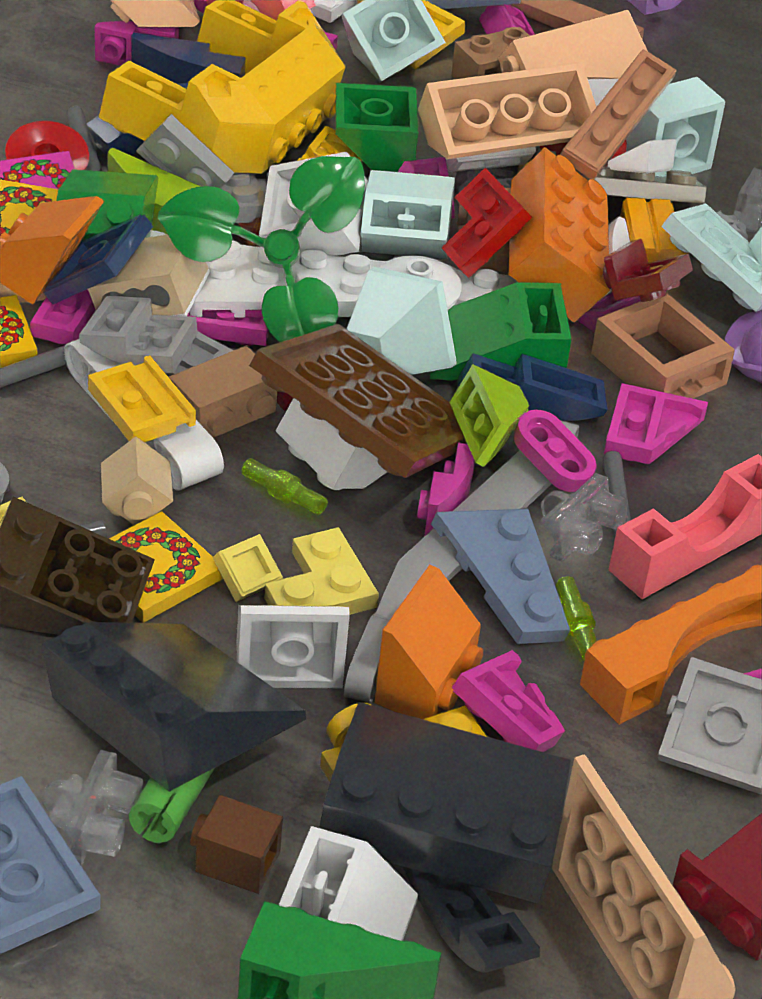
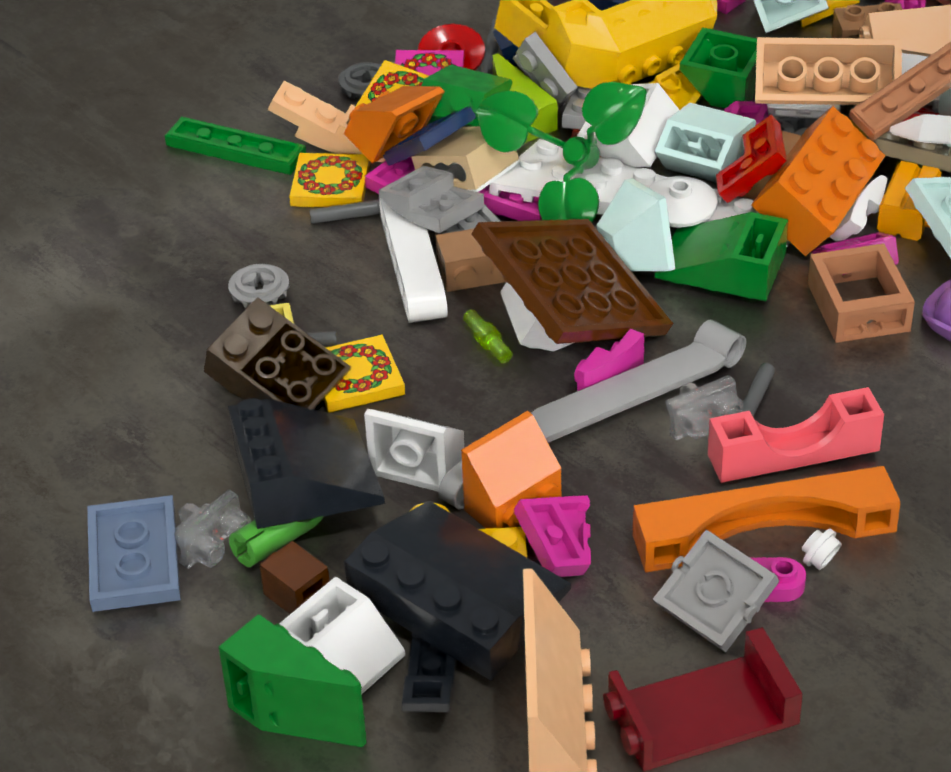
camera: 30 degrees right, 0 degrees up
(136, 482) = (371, 308): tan brick -> none
(141, 400) = (399, 248): yellow plate -> none
(247, 567) = (421, 389): light yellow tile -> none
(329, 578) = (482, 414): light yellow plate -> none
(487, 412) = (670, 313): lime slope -> none
(511, 567) = (618, 433): sand blue wing -> none
(549, 386) = (728, 302): dark blue slope -> none
(558, 453) = (707, 354): dark pink plate -> none
(577, 614) = (658, 481): clear neon green bar -> none
(632, 275) = (864, 220): dark red bracket -> none
(650, 422) = (813, 347): dark pink wing -> none

